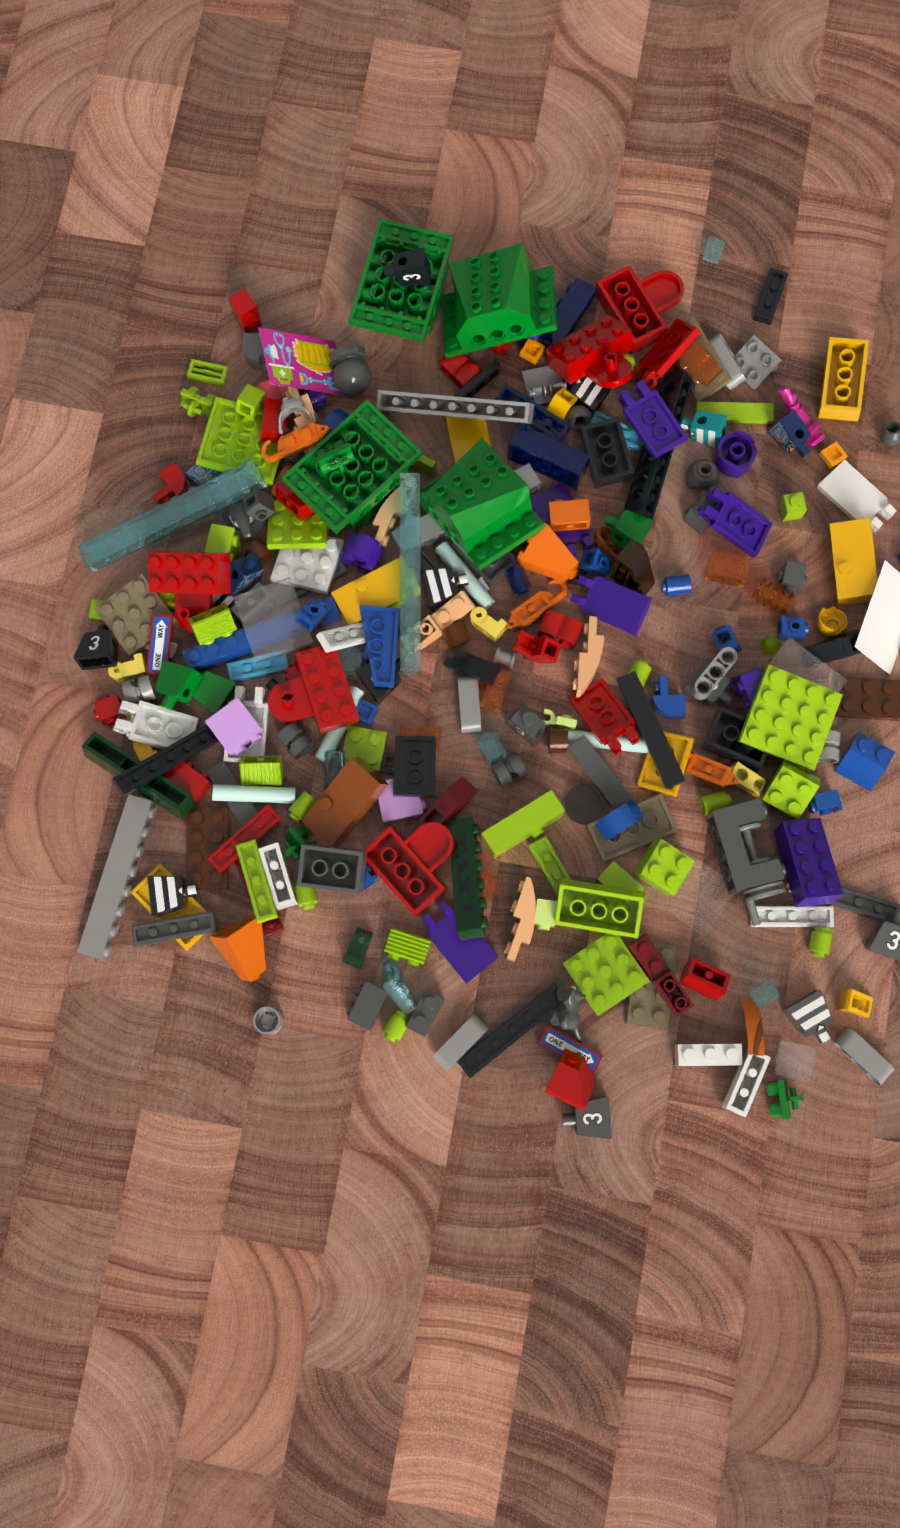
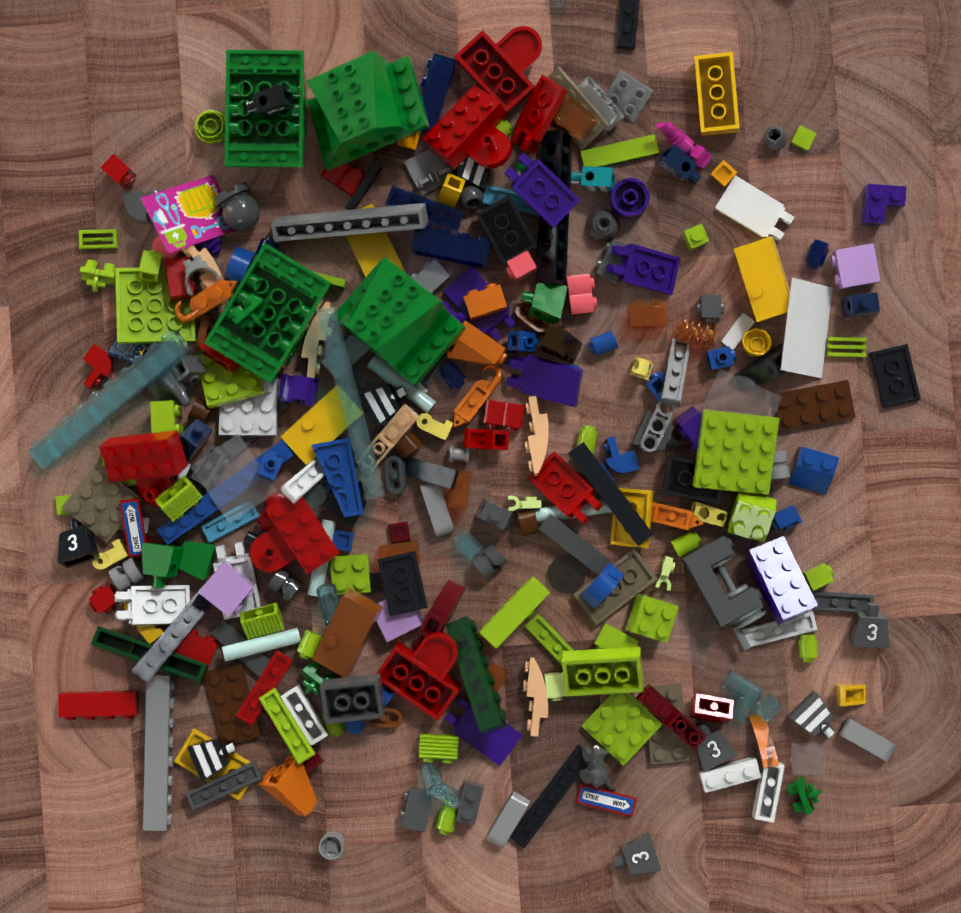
camera: 15 degrees left, 10 degrees up
(71, 812) = (98, 704): none -> red brick
(328, 900) = (356, 727): none -> blue brick
(343, 294) = (210, 127): none -> lime piece
(358, 902) = (385, 721): none -> dark orange plate
(358, 948) = (394, 760): dark green leg -> none
(424, 718) = (399, 532): none -> dark red tile
(435, 662) = (393, 475): none -> dark grey plate
(572, 1080) = (614, 829): red slope -> none
(612, 490) = (520, 267): none -> coral brick
(664, 533) = (580, 294): none -> coral brick
(690, 822) = (666, 568): none -> yellowish green plate
(697, 1023) = (714, 748): none -> dark grey torso
(710, 617) = (641, 368): none -> light yellow leg
(744, 627) = (675, 372): none -> tile
(744, 974) = (746, 693): none -> clear light blue brick
(770, 644) = (704, 378): clear neon green plate -> none
(812, 610) = (737, 331): none -> white sticker
(849, 870) = (818, 576): none -> lime brick

